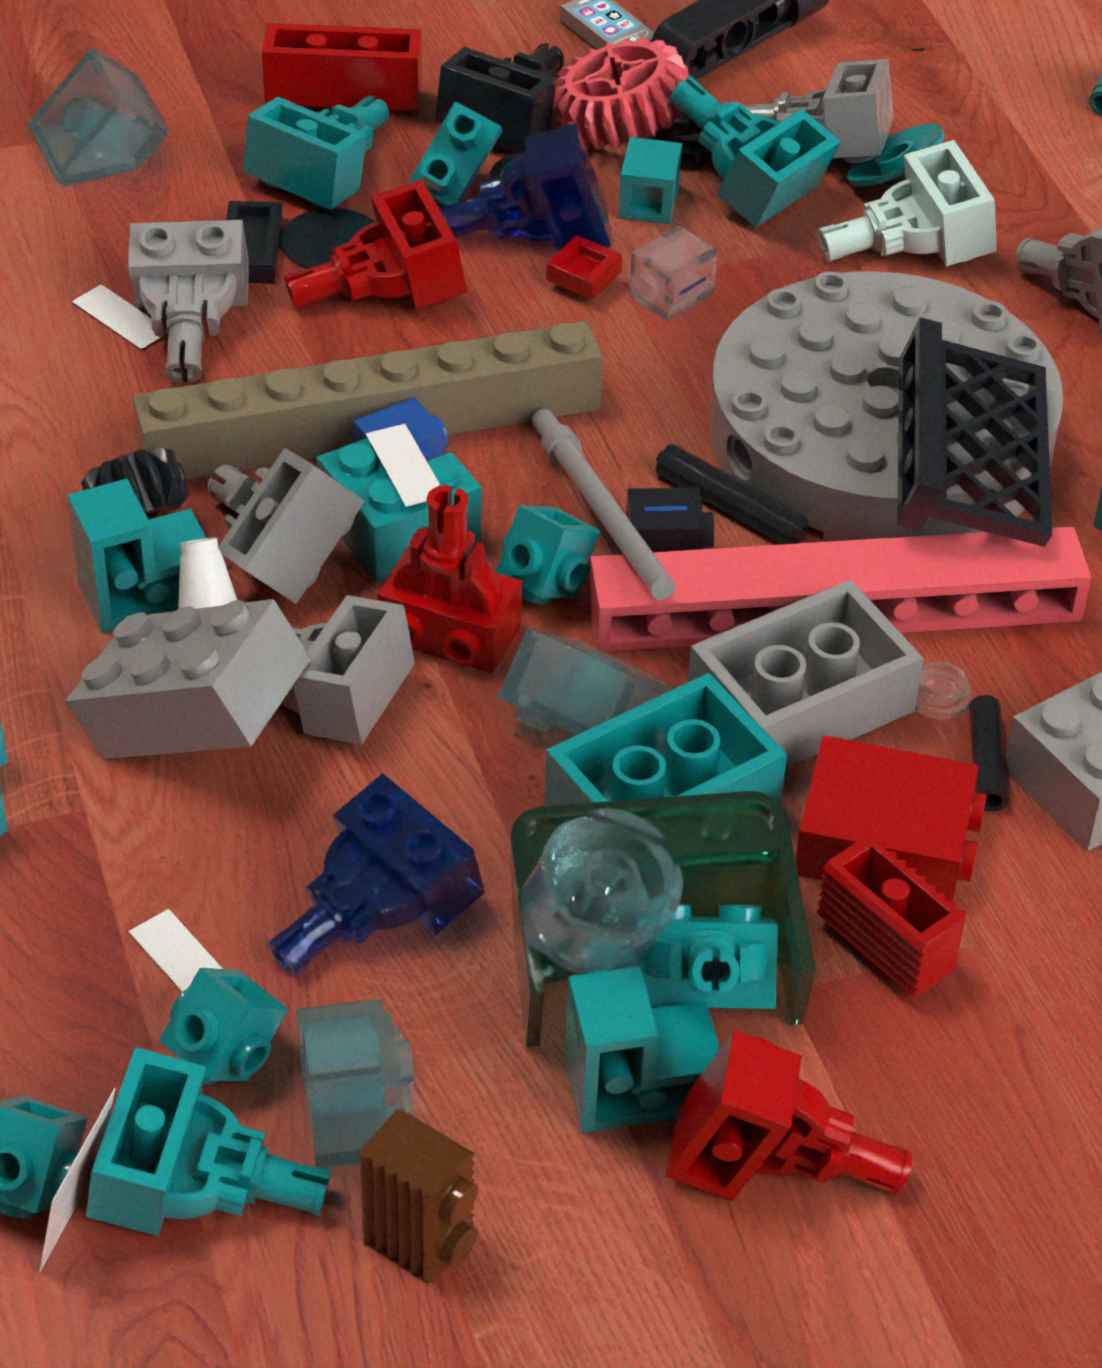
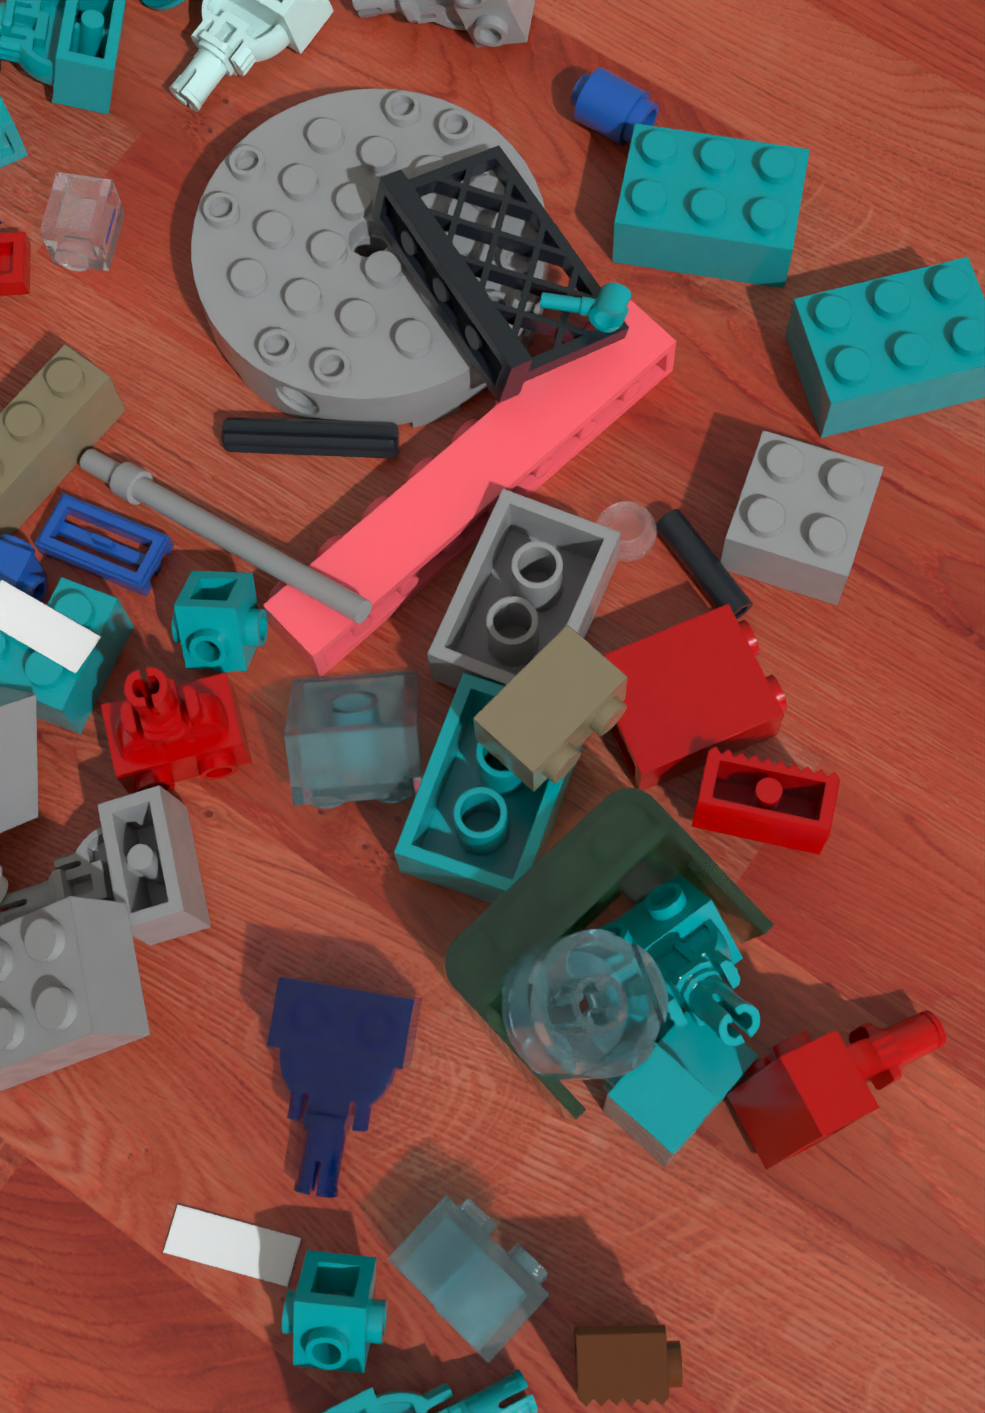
camera: 30 degrees left, 25 degrees up
(496, 476) = (147, 564): none -> blue tile
(670, 518) = (292, 514): black brick -> none
(754, 710) = (552, 709): none -> dark tan brick
(1033, 503) = (604, 312): none -> teal hand

